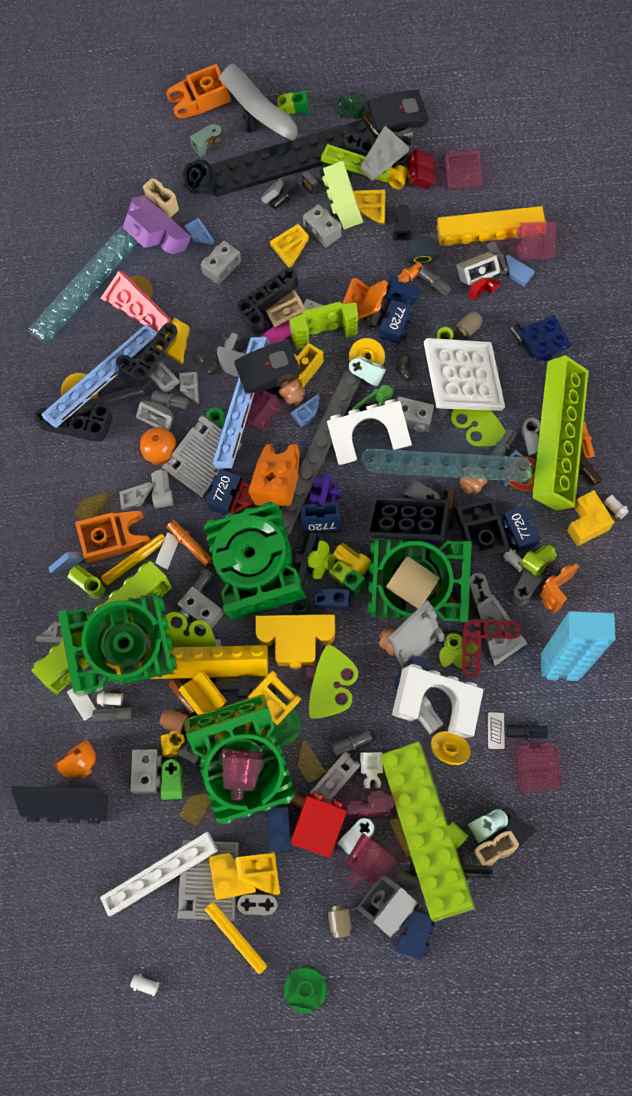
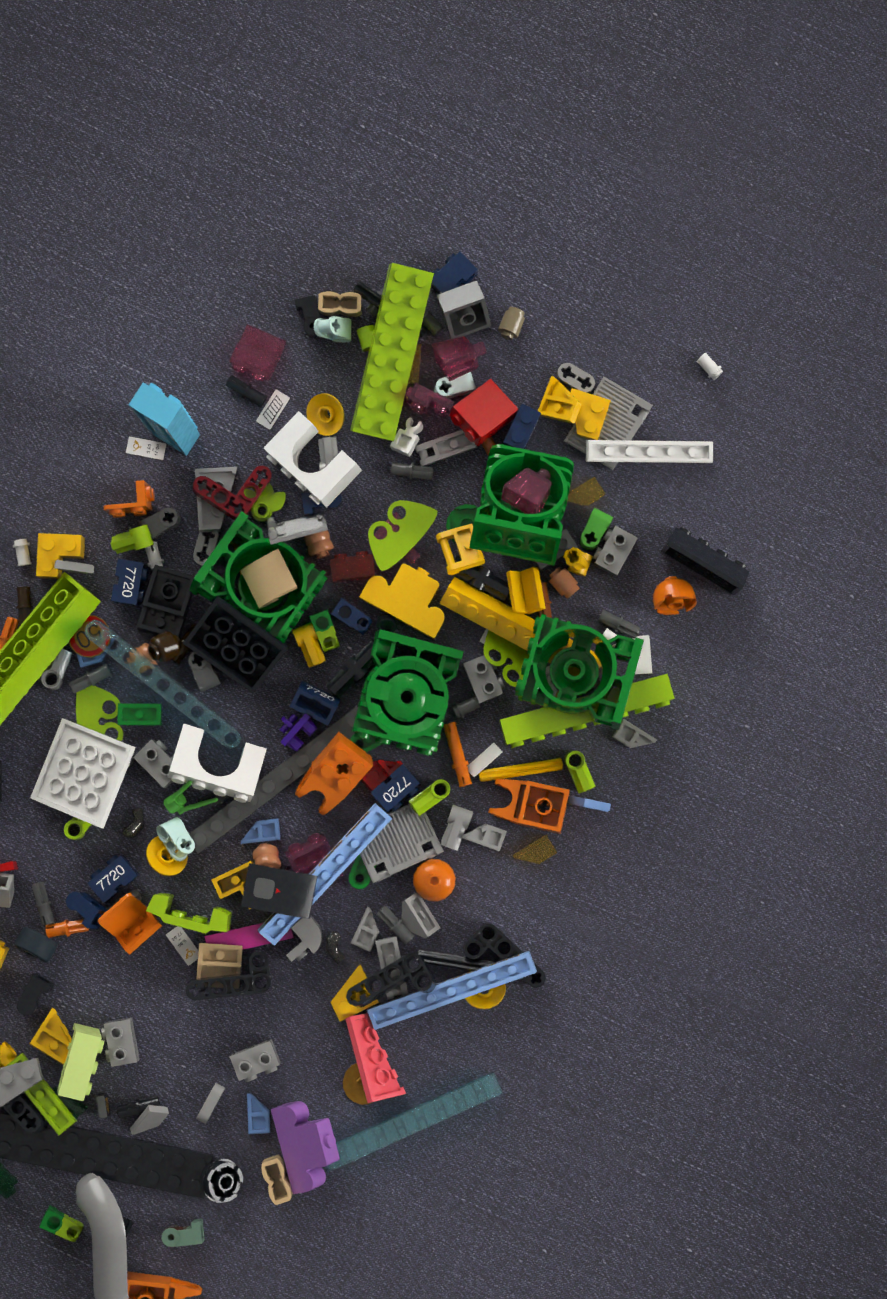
camera: 155 degrees left, 15 degrees up
(193, 498) = (428, 798): none -> lime piece
(236, 221) = (210, 1103): none -> light grey beam
(236, 938) = (610, 360): yellow axle -> none
(290, 244) = (168, 1039): yellow wing -> none
(305, 989) = (572, 286): green tile -> none
(309, 764) = (461, 474): clear yellow tile -> none
(321, 560) = (340, 659): lime plate -> none
(353, 636) = (352, 568): none -> clear red brick
(450, 440) = (139, 714): none -> green plate
(462, 491) = (164, 647): none -> dark brown head
(469, 324) = (40, 831): dark tan brick -> none
(570, 514) = (74, 567): none -> light grey tile

